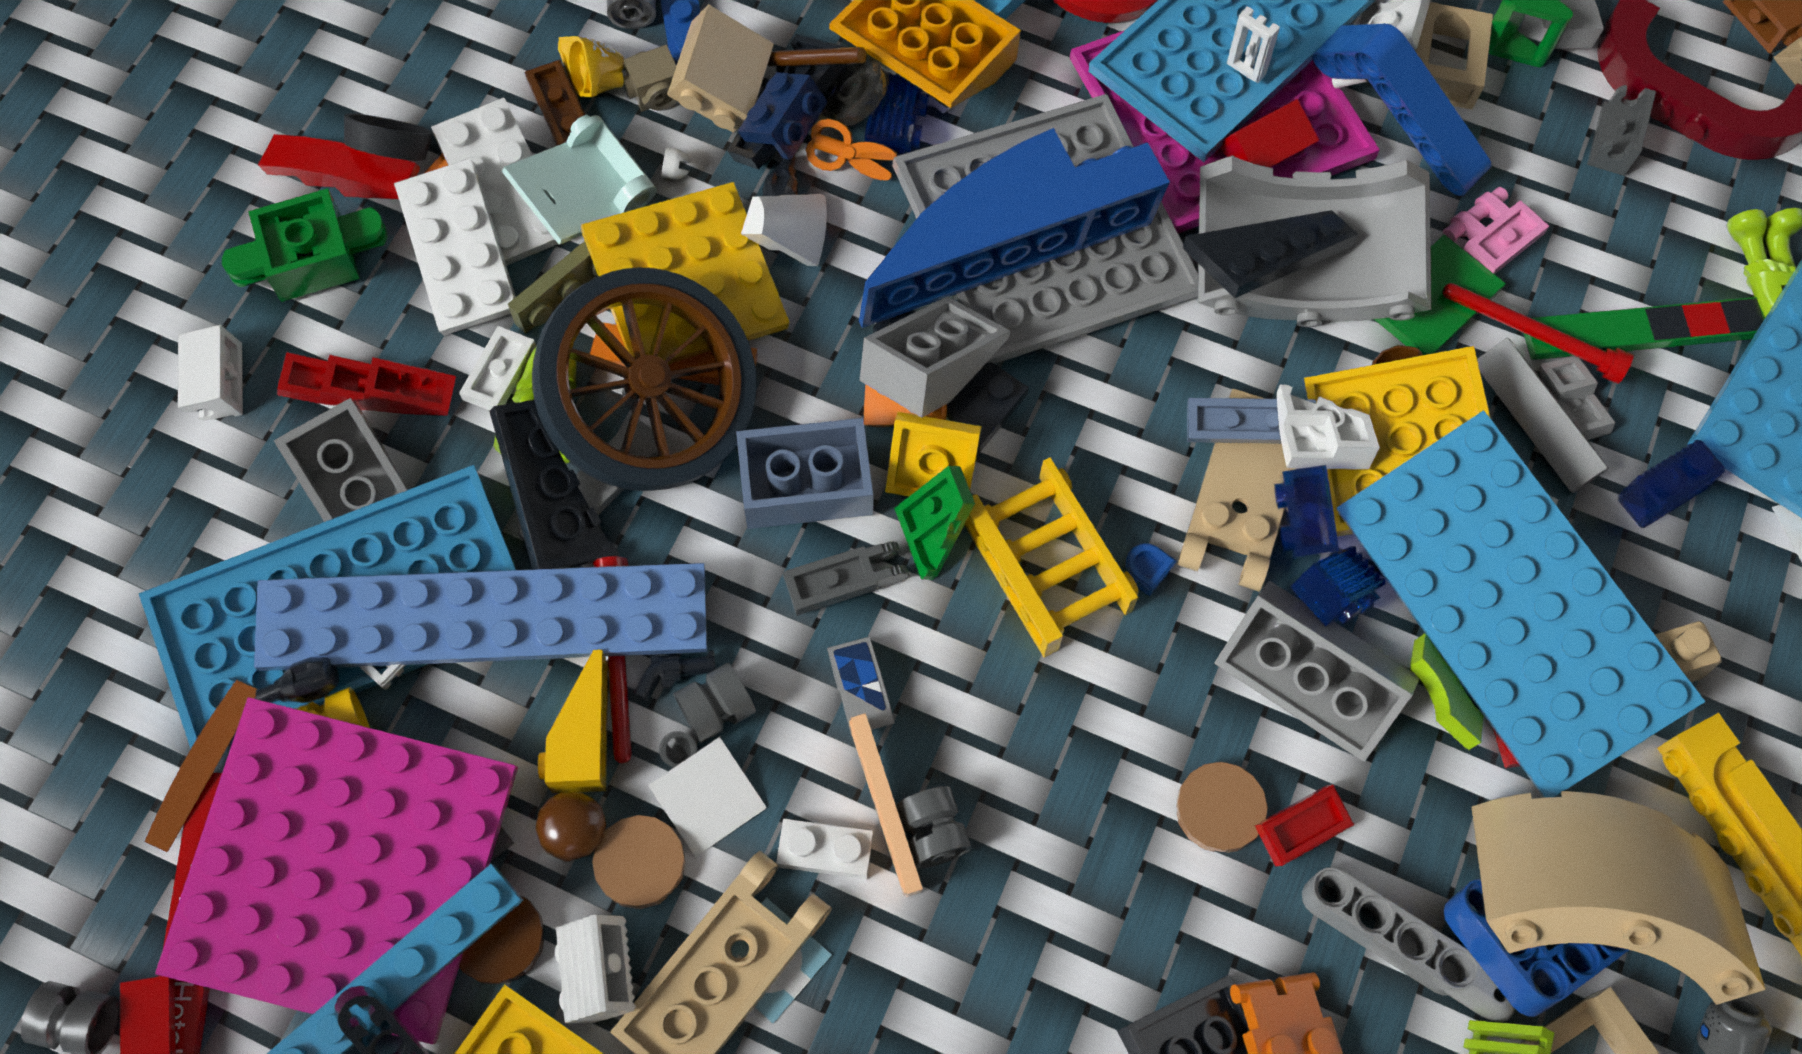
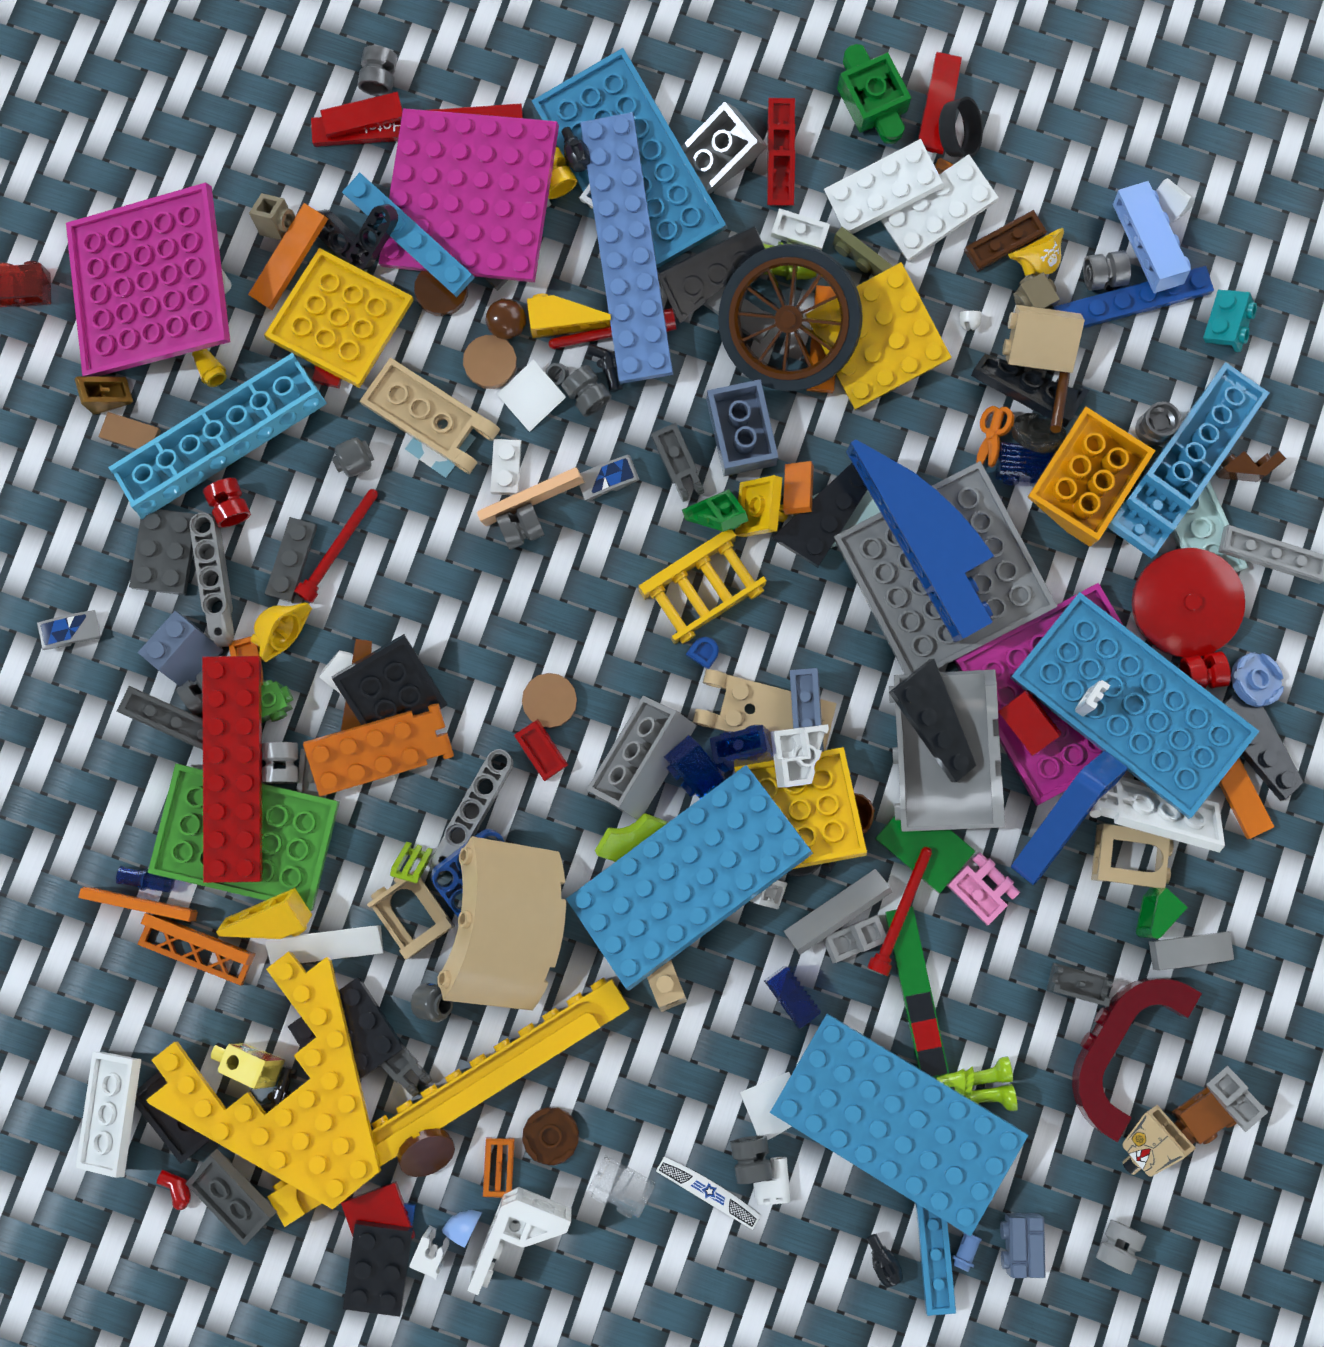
camera: 85 degrees right, 15 degrees up
(198, 767) = (525, 106): dark orange sticker -> none
(210, 373) = (778, 56): white hinge -> none
(580, 180) = (944, 261): light aqua door -> none
(594, 969) = (422, 343): white brick -> none
(782, 180) = (959, 392): black piece -> none
(784, 113) = (1012, 385): dark blue bracket -> none
(789, 224) = (925, 400): white slope -> none
(929, 355) = (827, 496): light grey slope -> none

